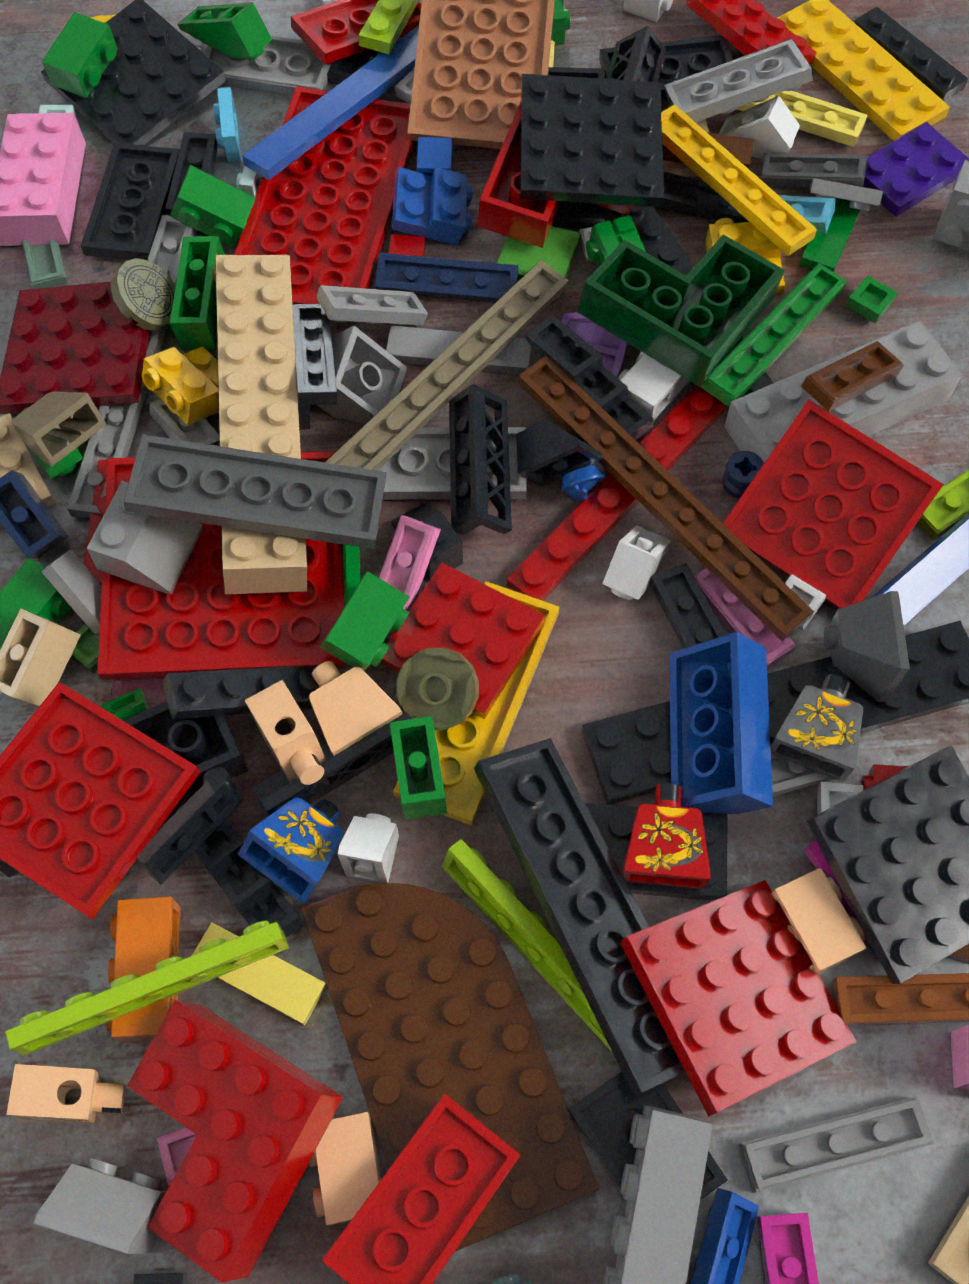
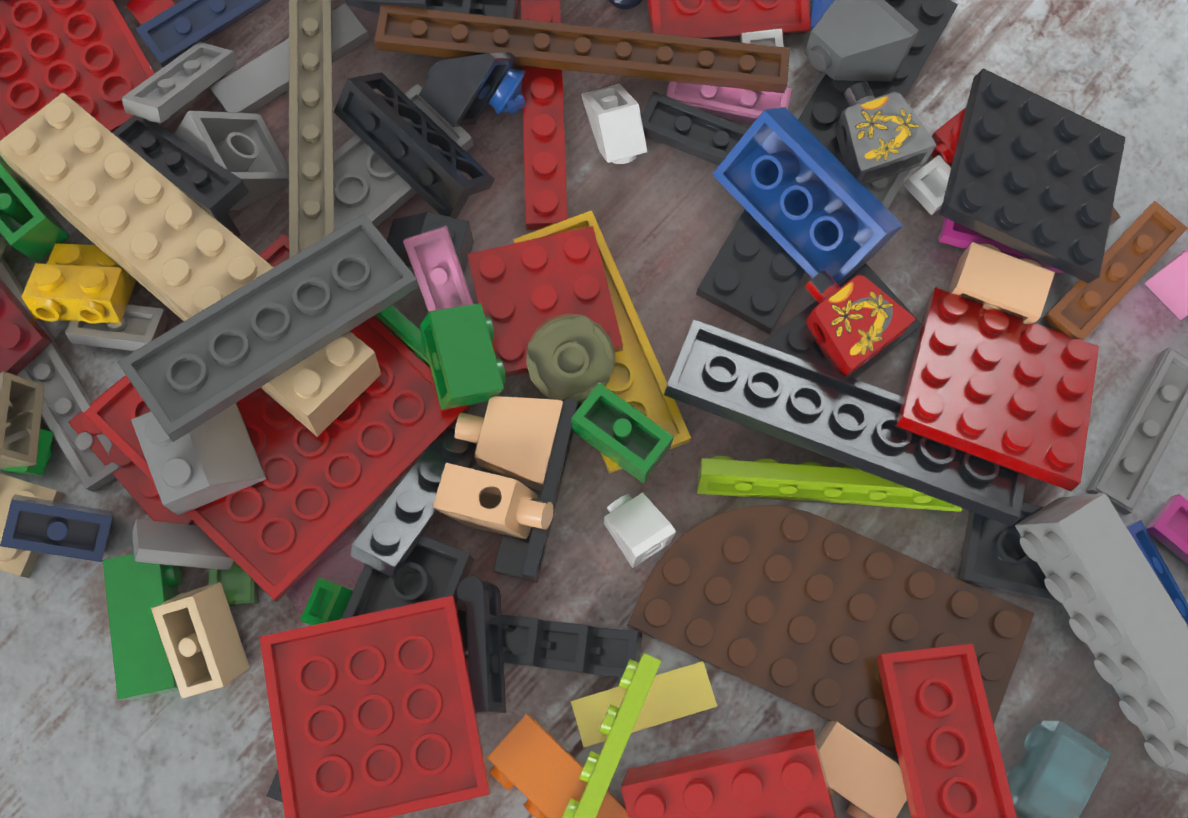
camera: 45 degrees left, 10 degrees up
(294, 845) = (584, 582): blue torso -> none

